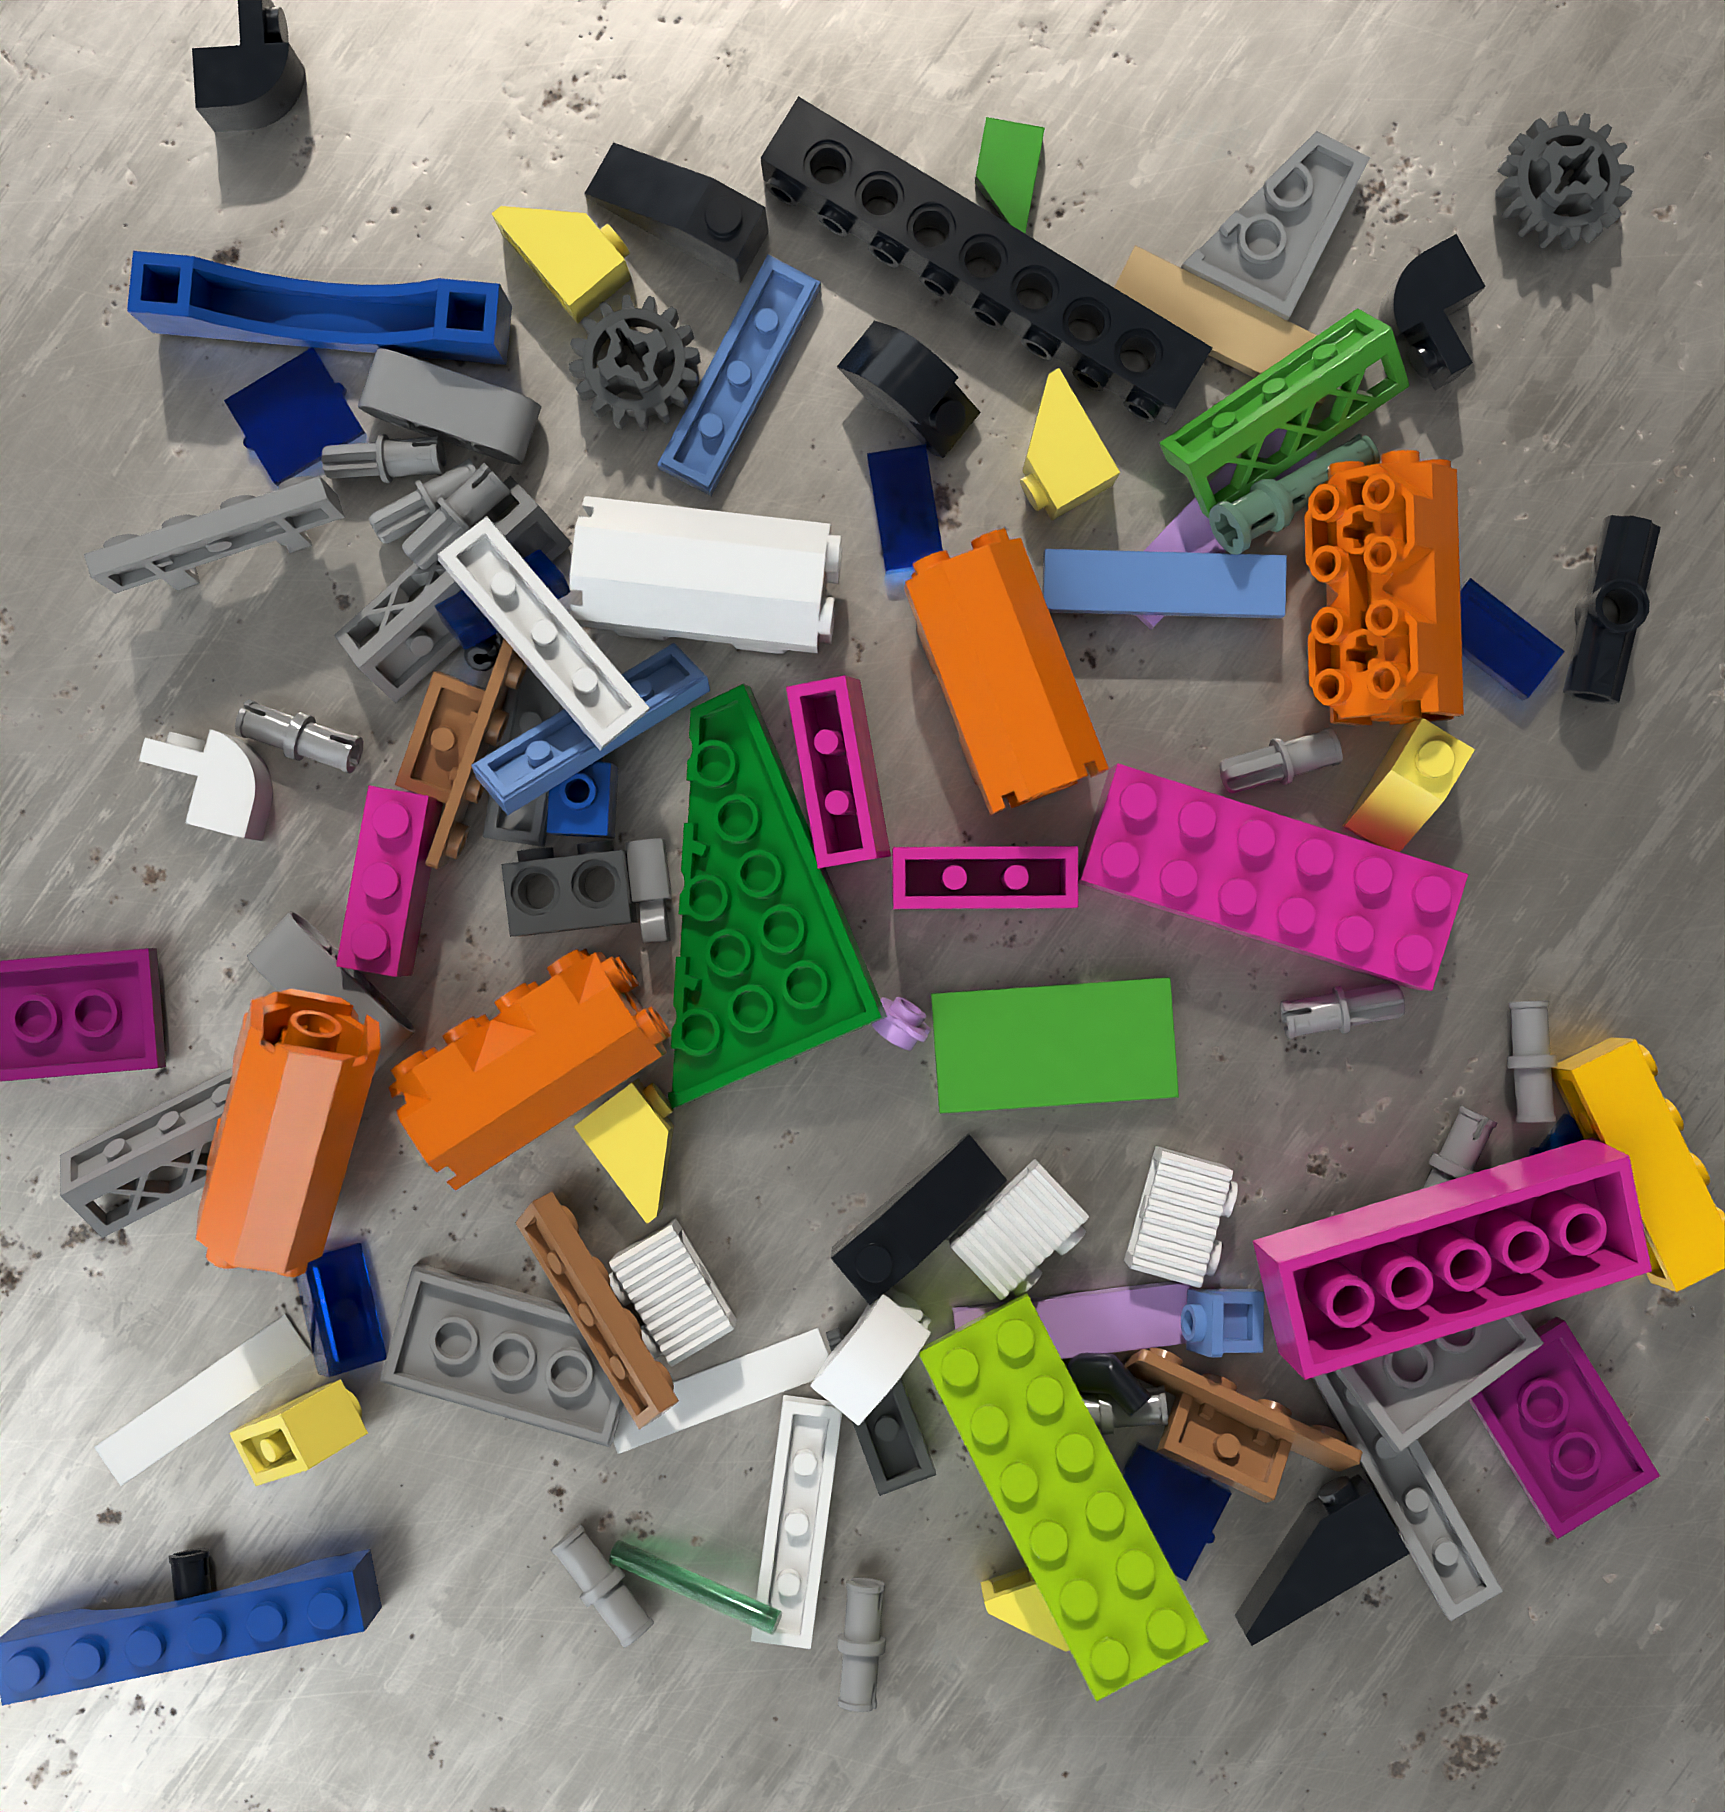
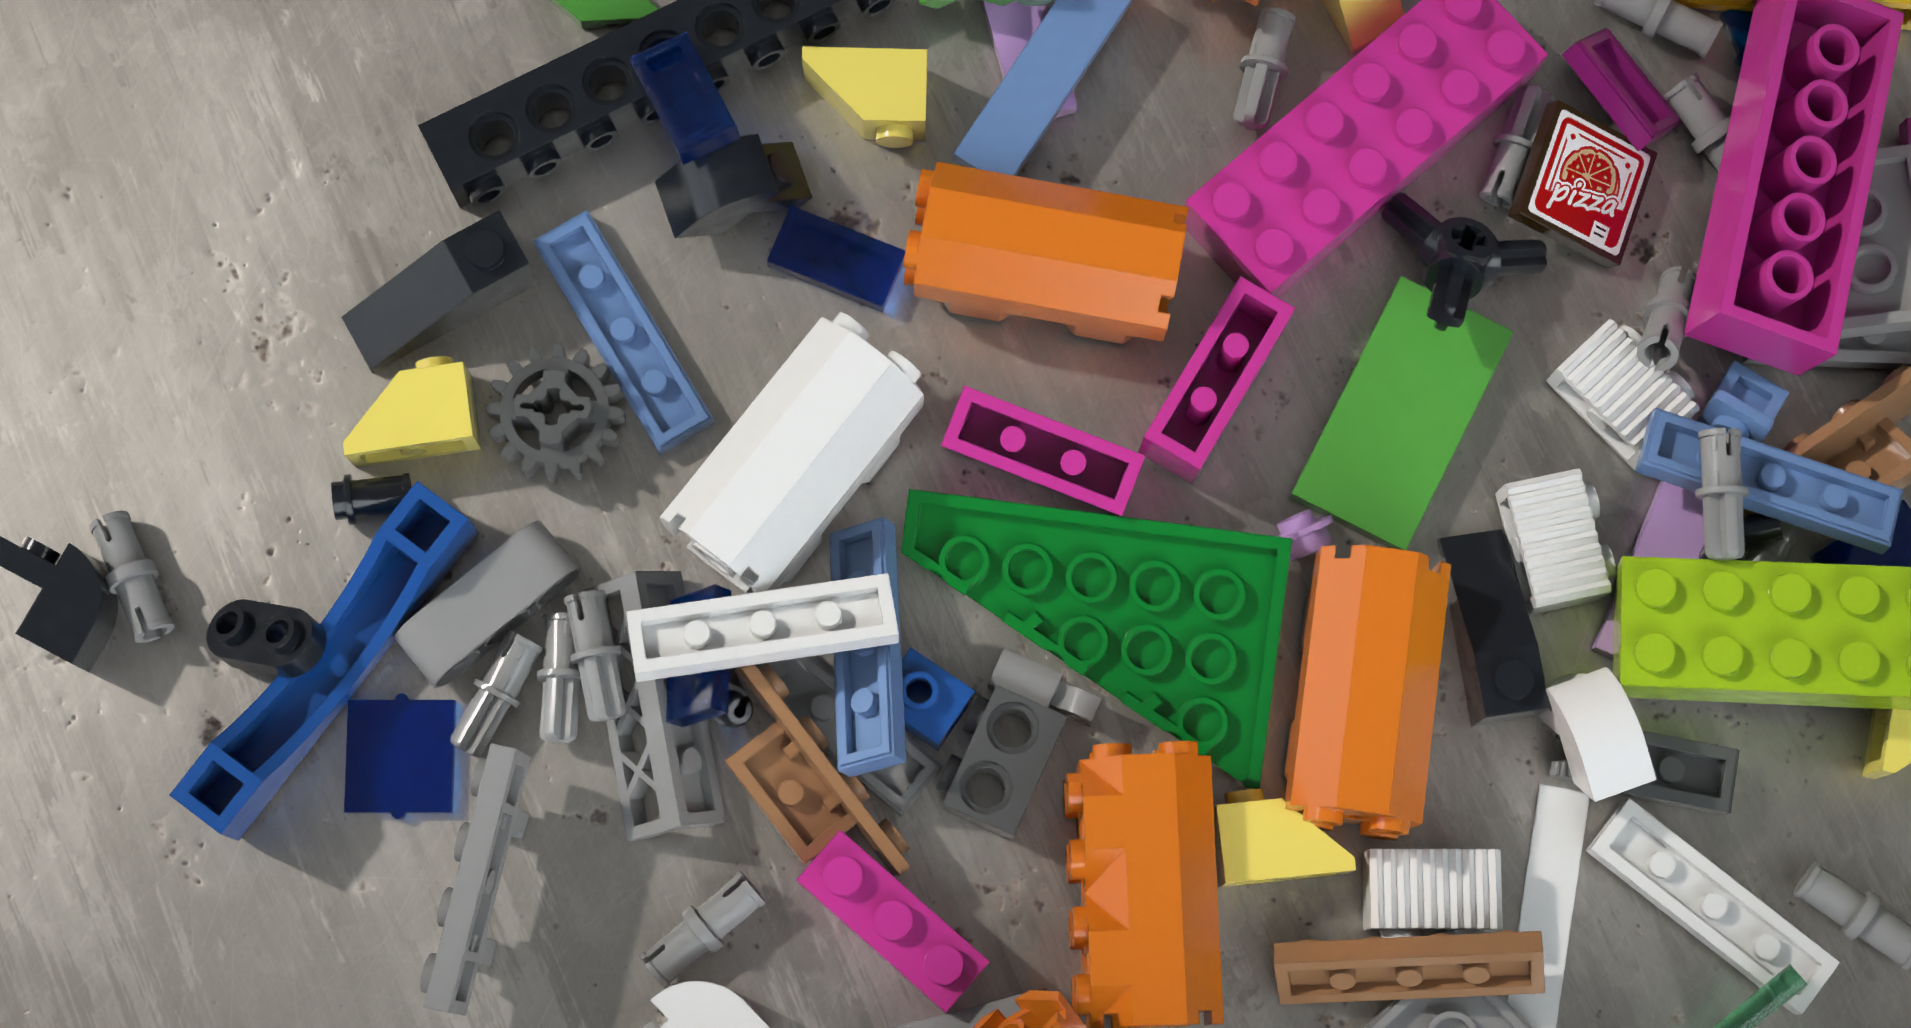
camera: 65 degrees left, 10 degrees down
(302, 112) = (131, 576): none -> light grey pin
(314, 249) = (252, 638): none -> black plate
(476, 255) = (368, 496): none -> black pin
(791, 1151) = (1367, 690): none -> orange brick
(949, 297) = (684, 98): none -> clear blue tile
(1127, 1349) = (1722, 493): none -> light grey axle
(1169, 1380) = (1779, 484): none -> medium blue tile
(1211, 1017) = (1459, 257): none -> black bush
(1261, 1217) = (1666, 319): none -> light grey pin
(1340, 1082) = (1582, 184): none -> tile
(1445, 1068) = (1622, 88): none -> magenta tile

